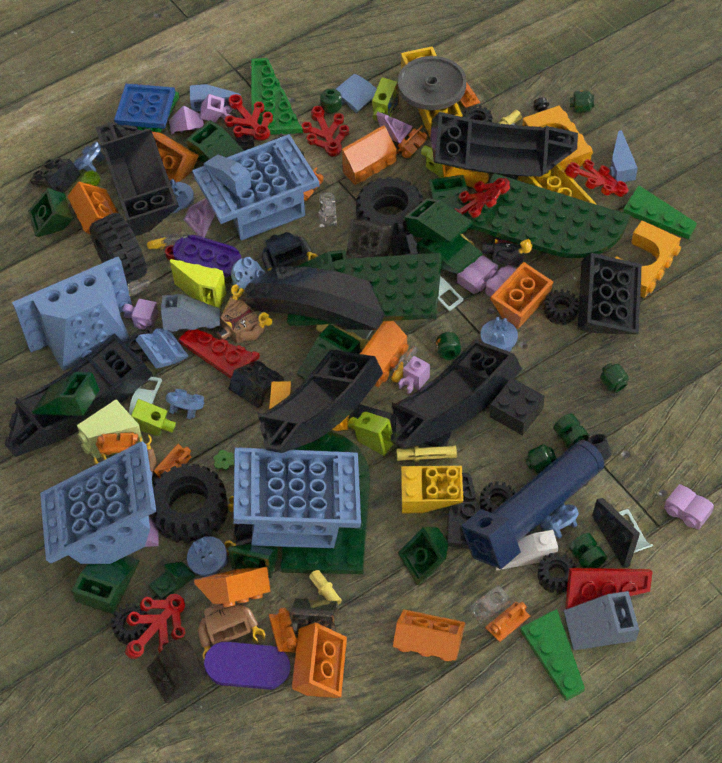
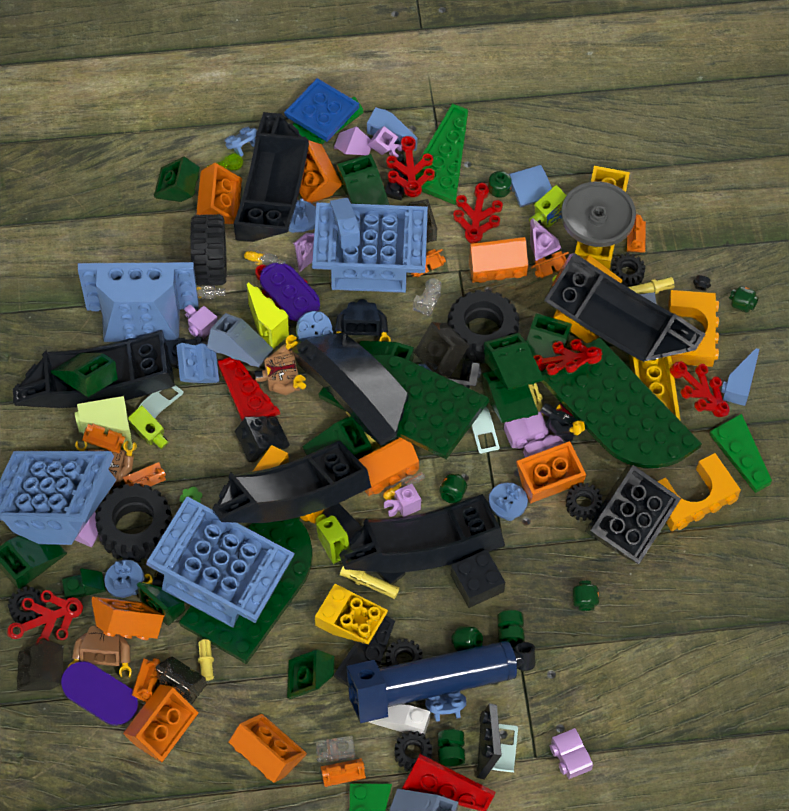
camera: 25 degrees right, 5 degrees up
(57, 174) = (204, 144): black bracket -> none
(183, 400) = (188, 425): medium blue plate -> none

